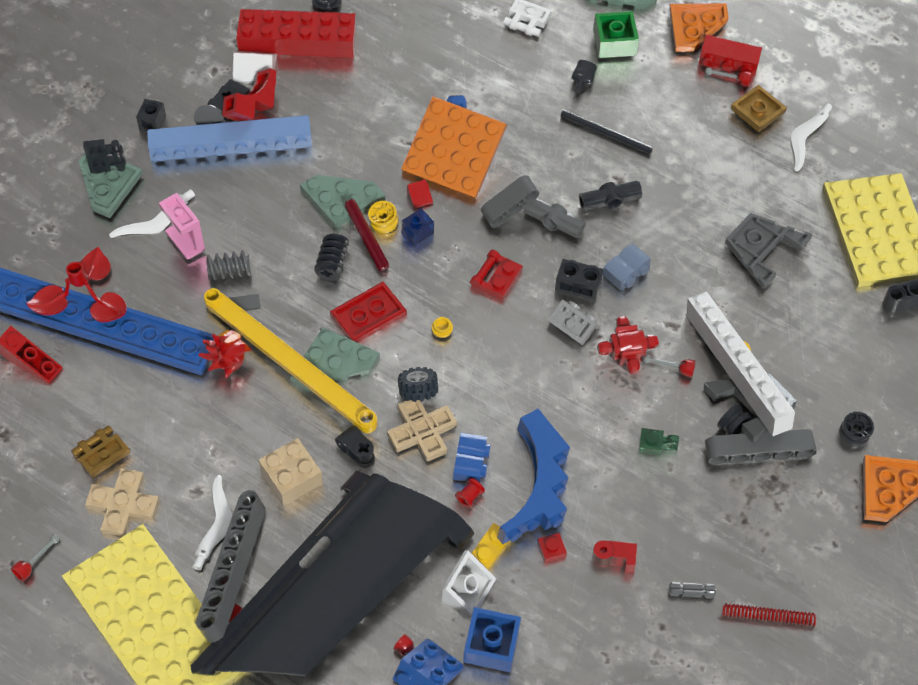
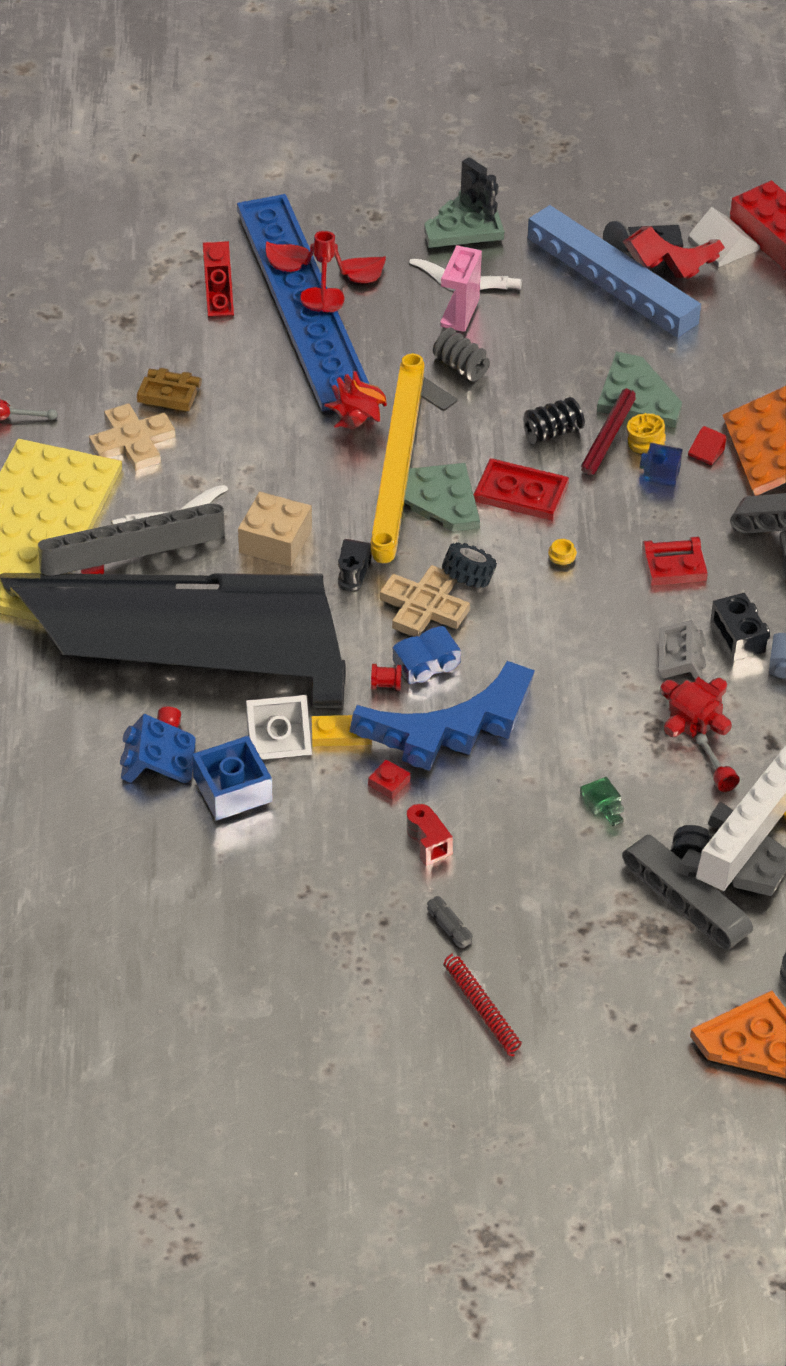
camera: 55 degrees right, 10 degrees down
(151, 115) = (575, 201): black brick -> none

